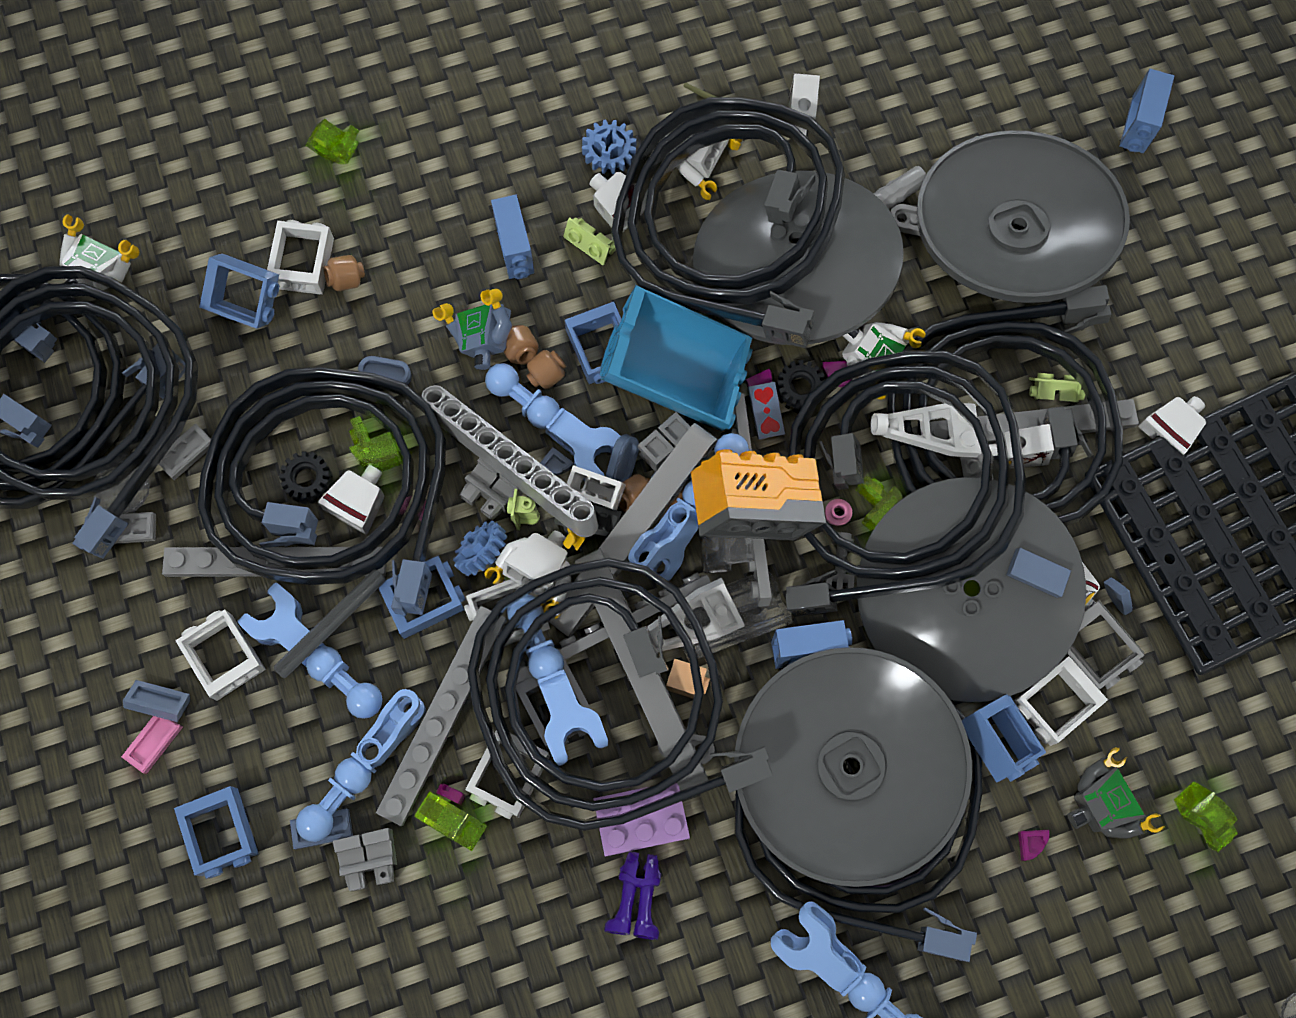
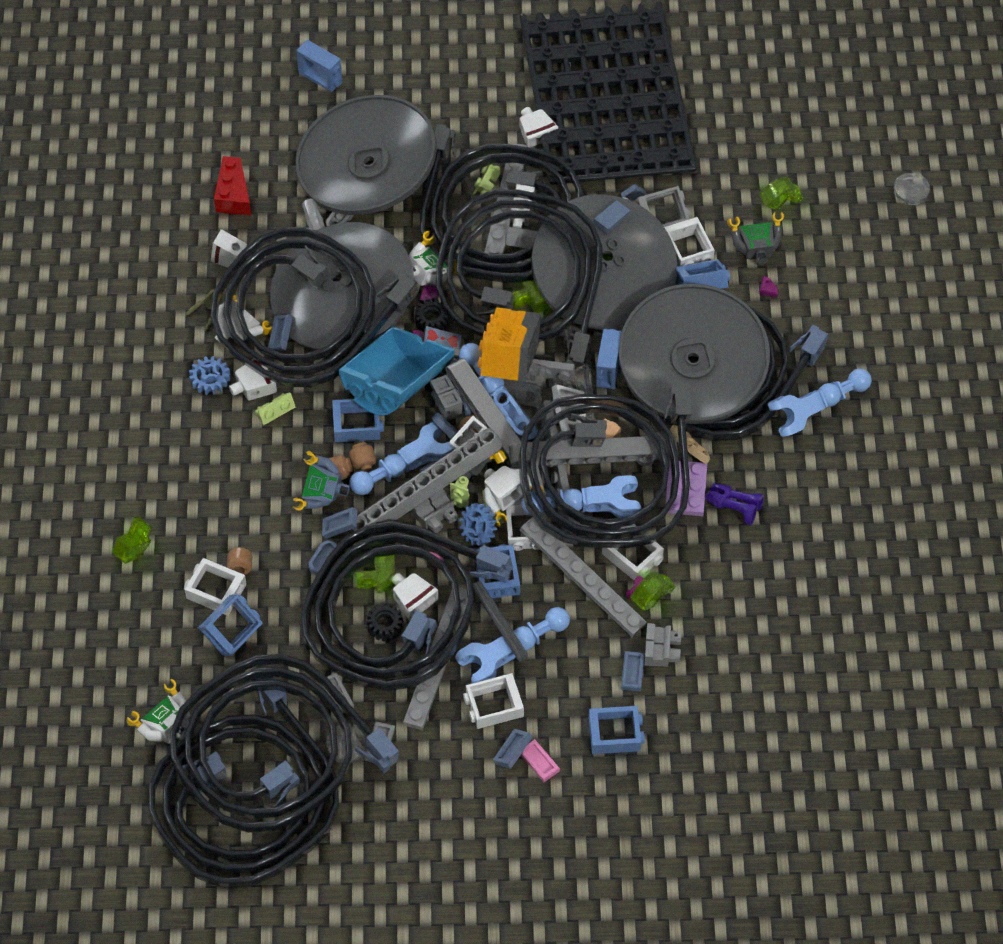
camera: 70 degrees left, 15 degrees down
(355, 773) = (605, 633): light blue piece -> none
(432, 372) = (339, 523): none -> sand blue tile
(513, 237) = (259, 447): medium blue window -> none
(701, 206) = (280, 332): none -> sand blue tile
(705, 810) = (692, 446): none -> tan tile
(907, 73) = (231, 188): none -> red wedge
(961, 440) = (495, 234): white plate -> none

